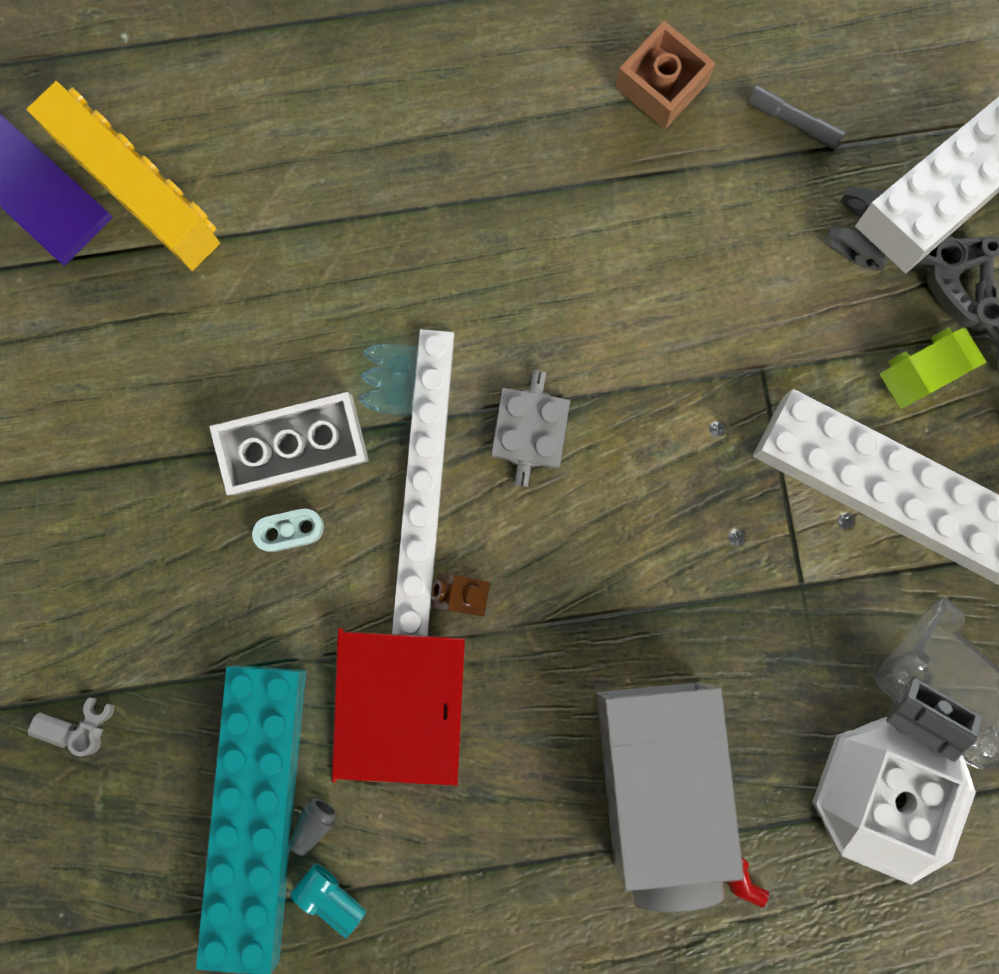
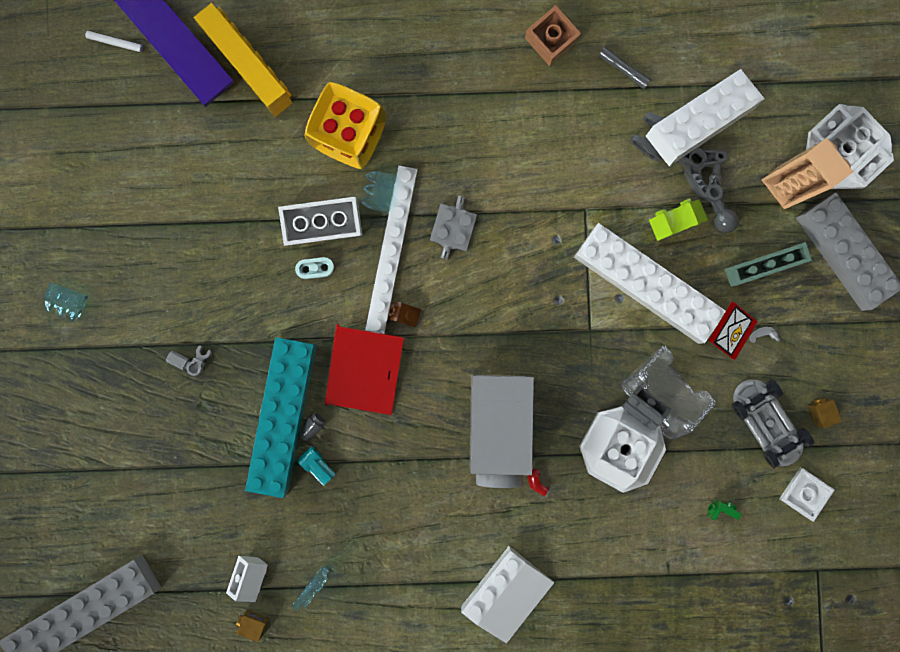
camera: 10 degrees right, 5 degrees up
(316, 266) = (345, 125): none -> yellow piece

